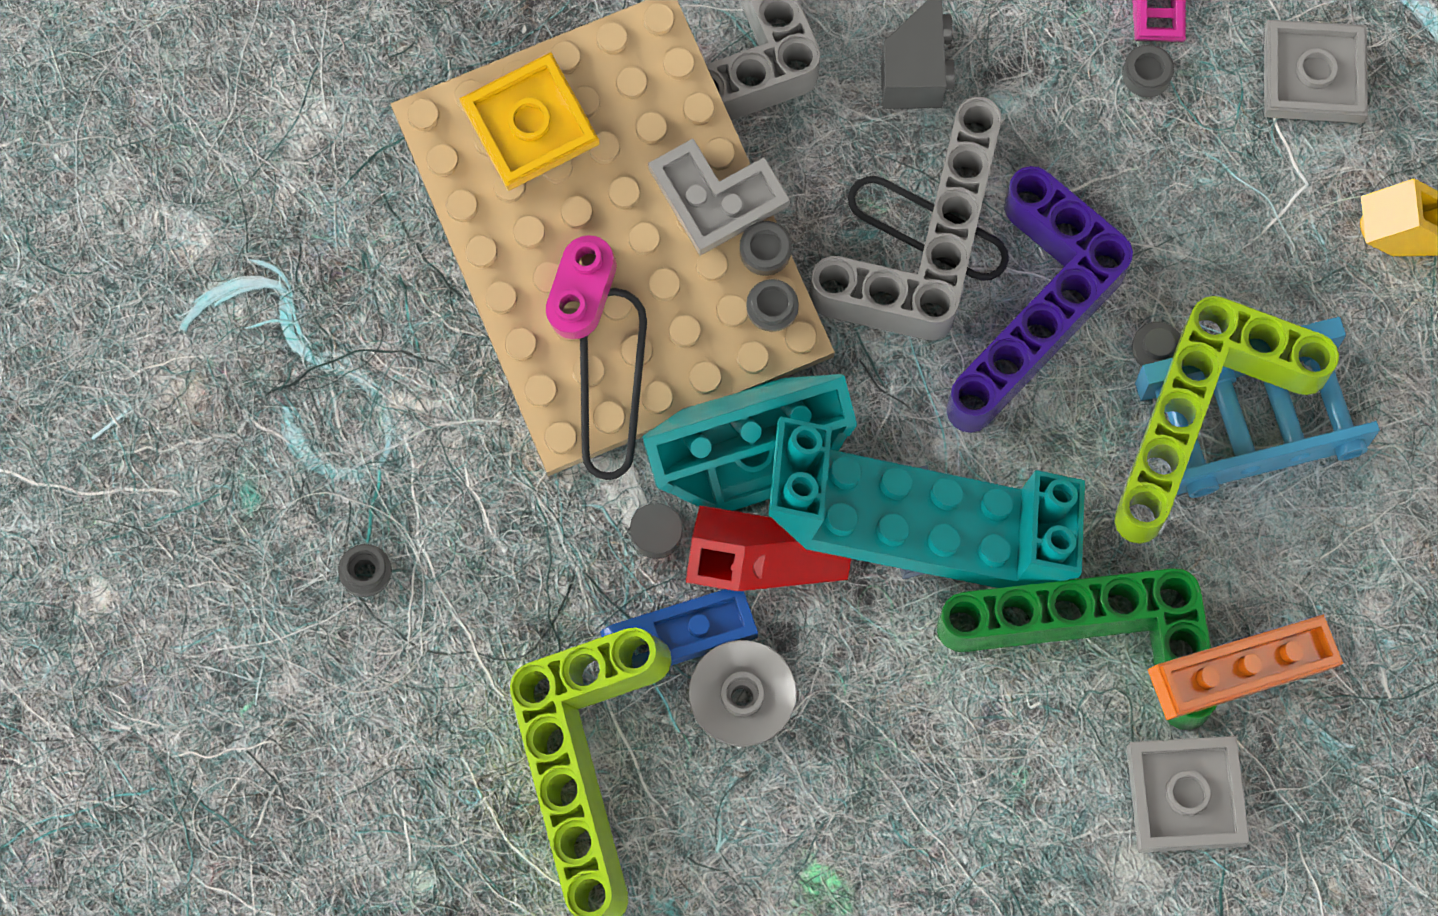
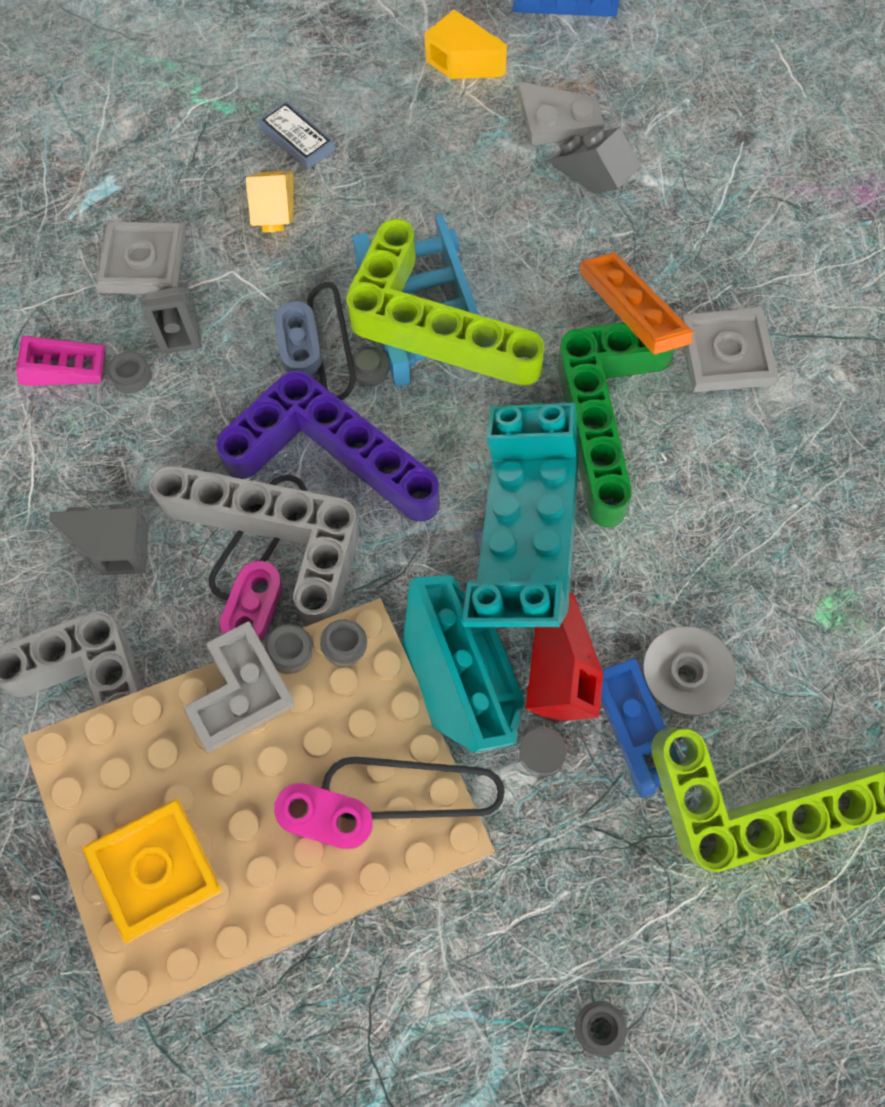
camera: 85 degrees left, 5 degrees down
(837, 216) = (248, 605): none -> dark pink plate
(1186, 289) = (346, 393): none -> black piece
(1191, 259) = (298, 342): none -> sand blue plate
(1217, 109) = (172, 319): none -> dark grey slope

